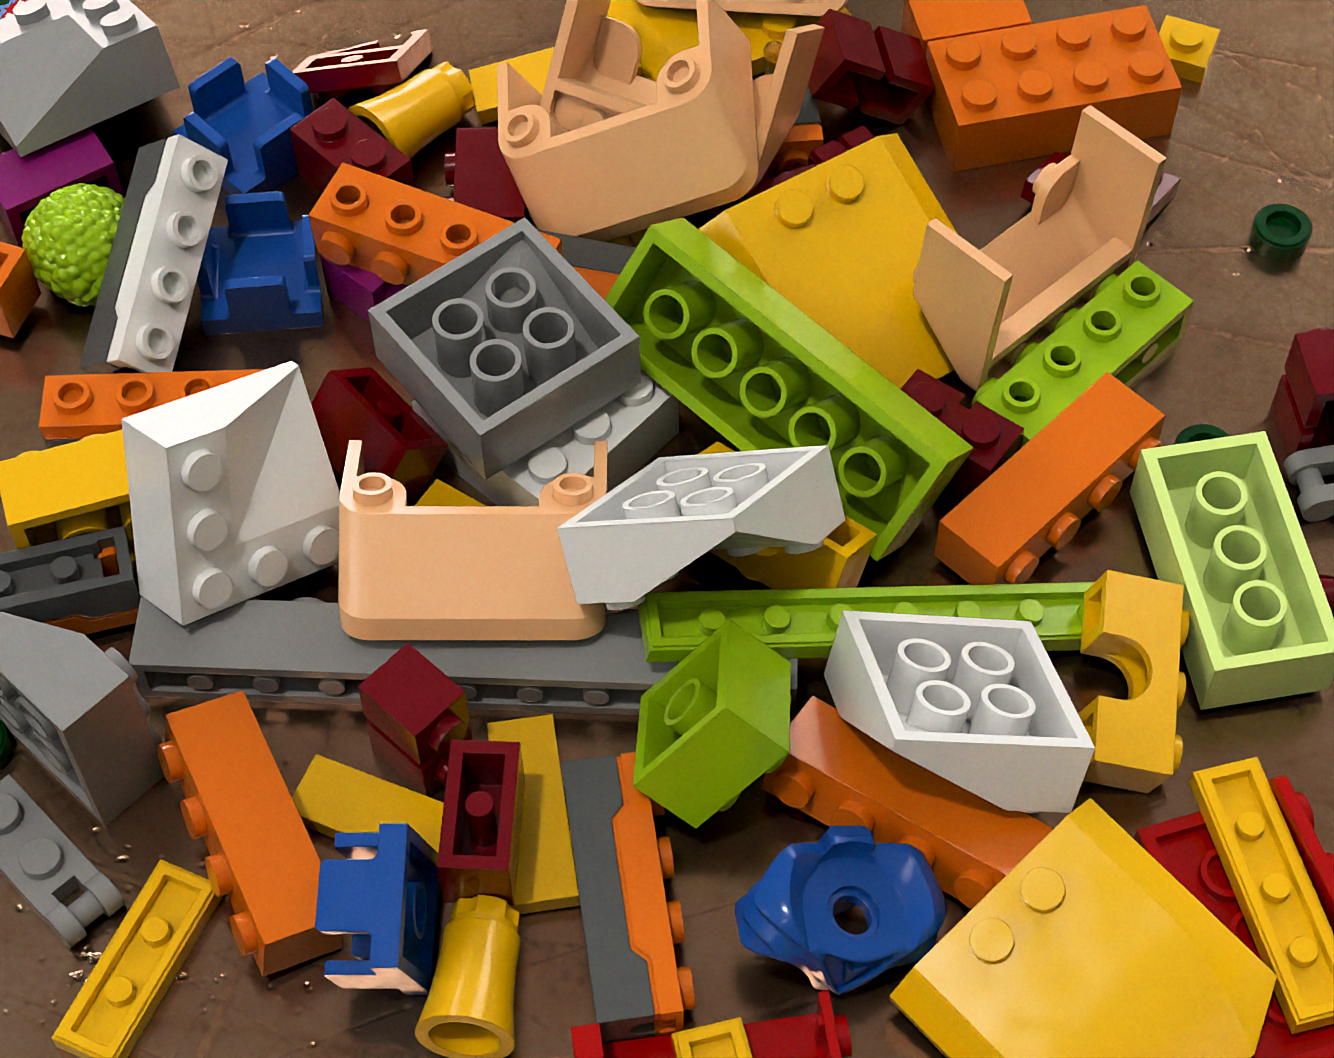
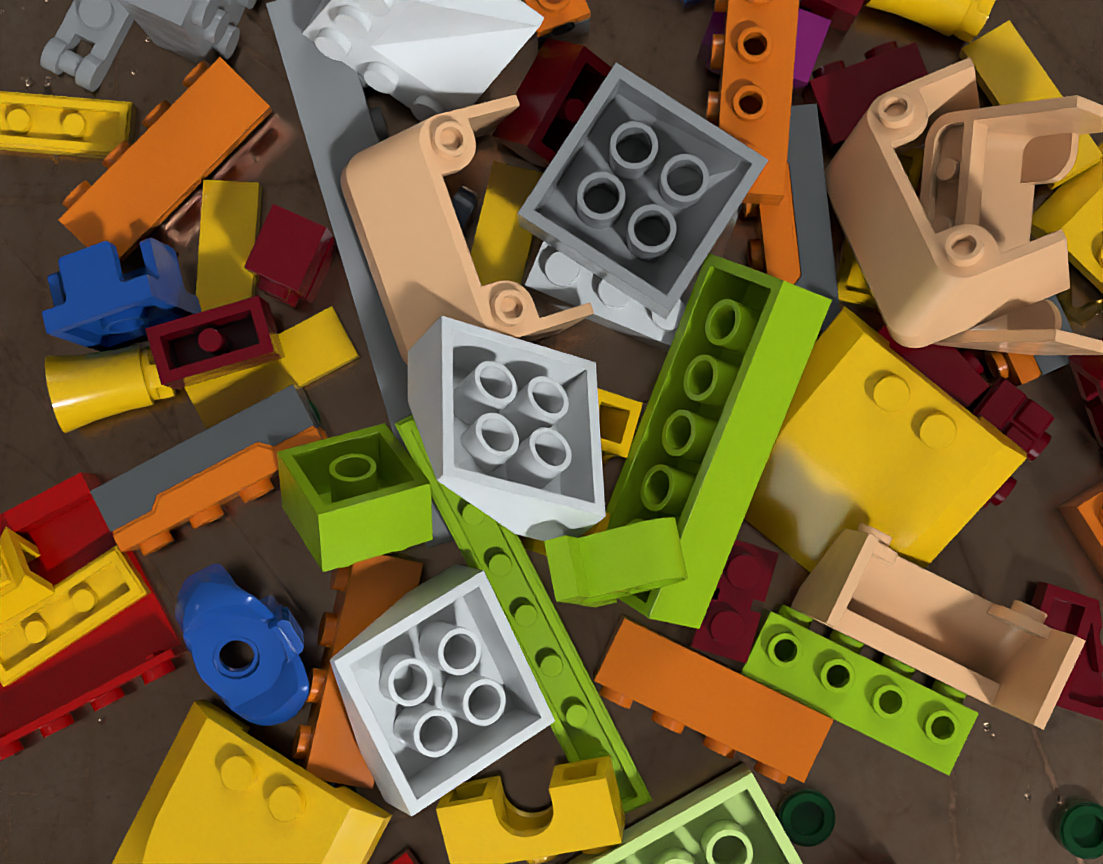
camera: 70 degrees right, 30 degrees up
(880, 462) = (616, 562): none -> lime tile

